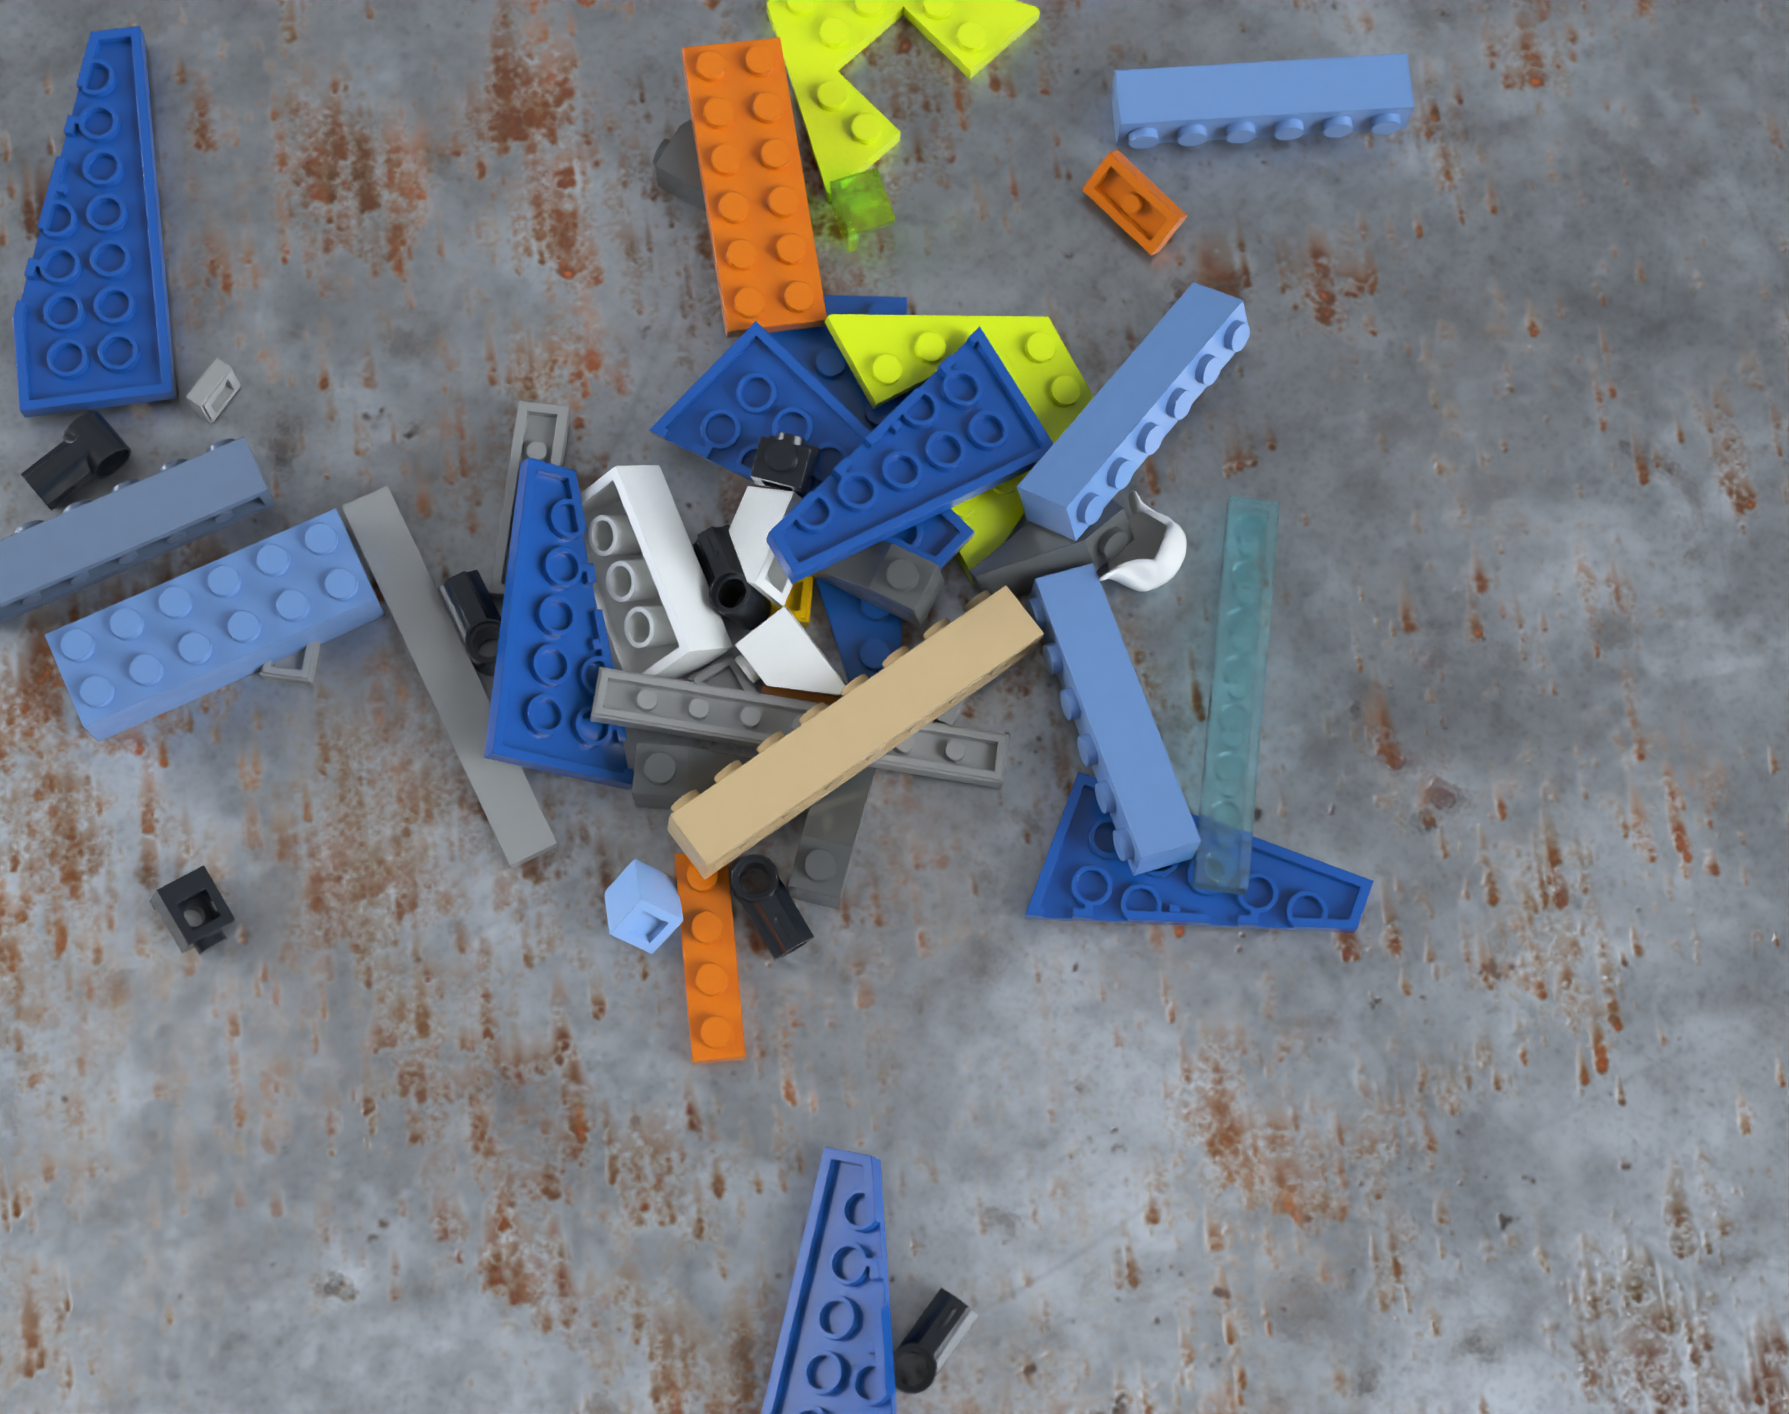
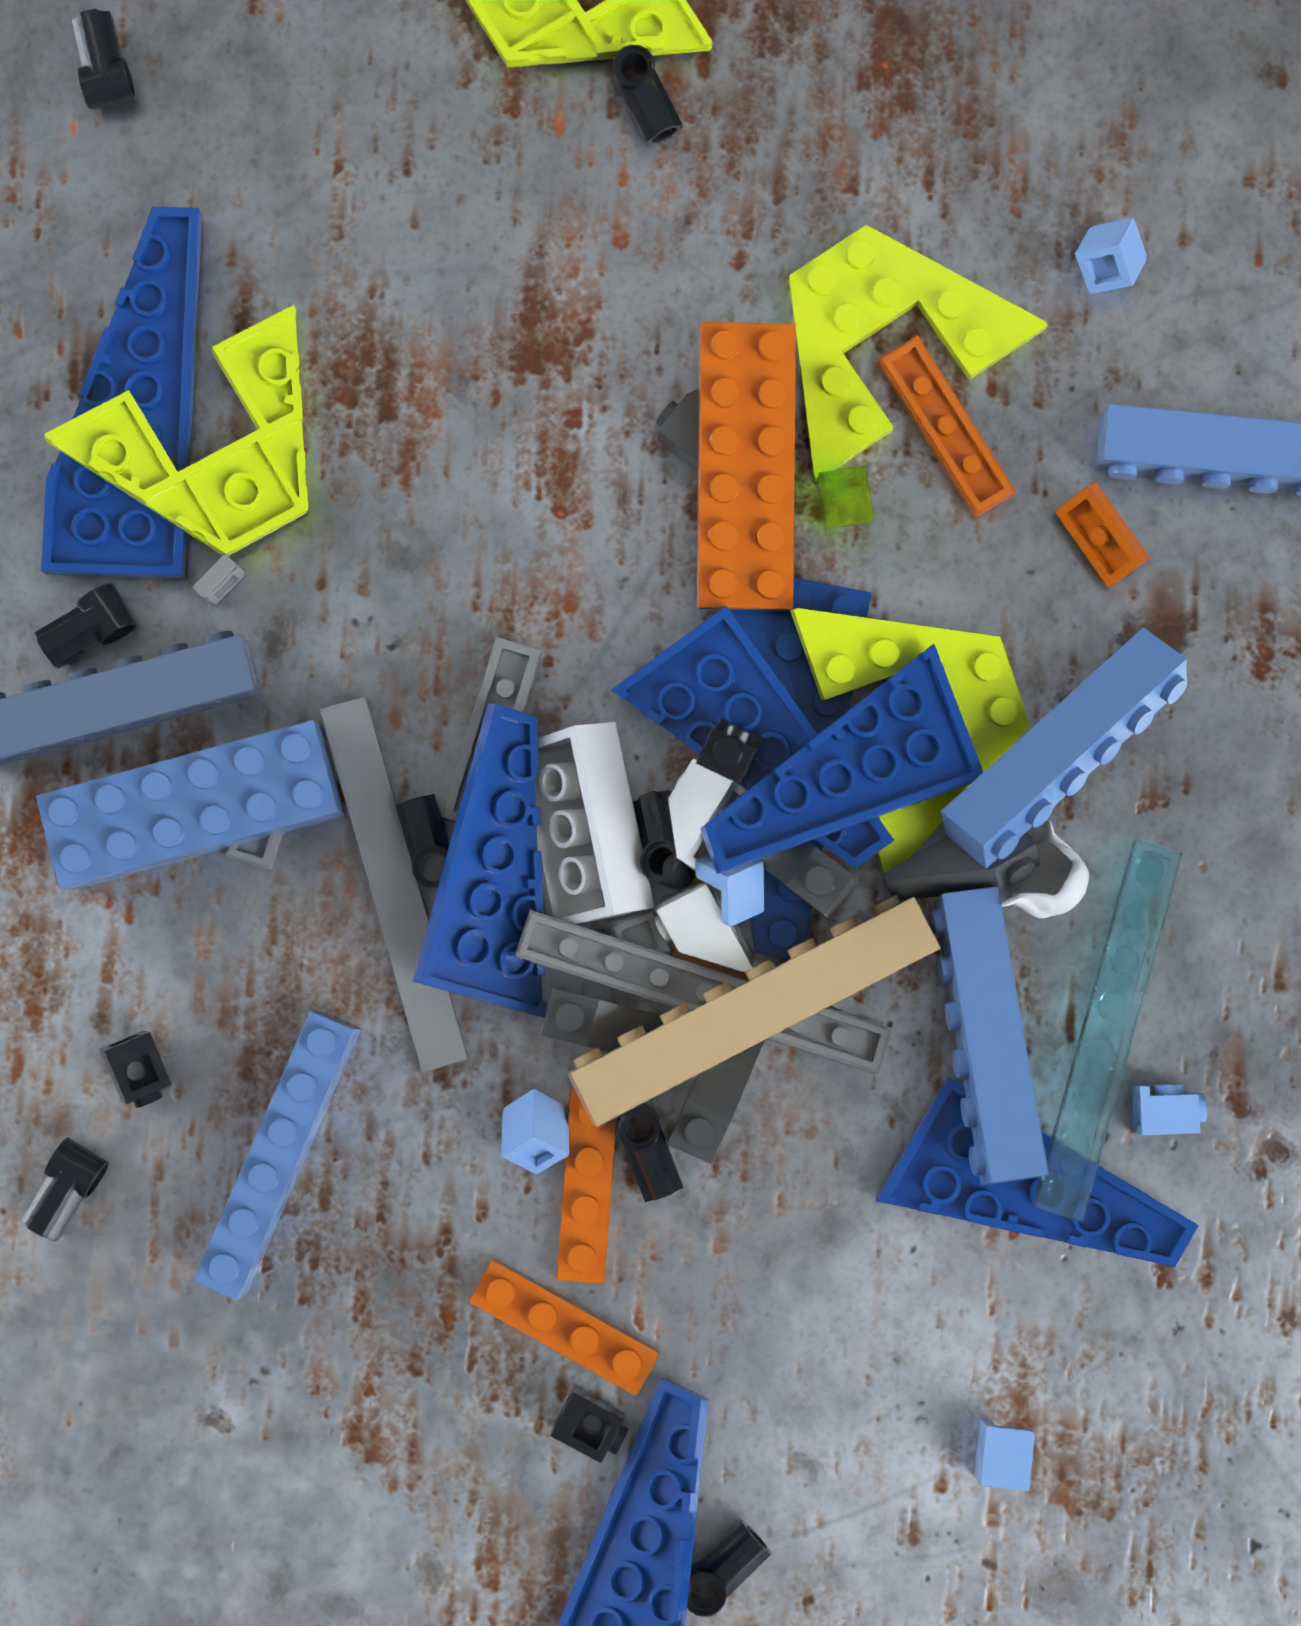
camera: 20 degrees right, 10 degrees up
(136, 1042) = (70, 1178): none -> black piece
(215, 299) = (234, 491): none -> neon yellow wing
(363, 976) = (277, 1155): none -> medium blue brick
(709, 1113) = (564, 1326): none -> orange plate
(743, 1192) = (572, 1432): none -> black brick
(820, 603) = (740, 888): none -> light blue panel
(955, 126) = (946, 427): none -> orange tile
(1213, 1161) = (1004, 1456): none -> light blue panel
(1315, 768) = (1166, 1110): none -> light blue brick

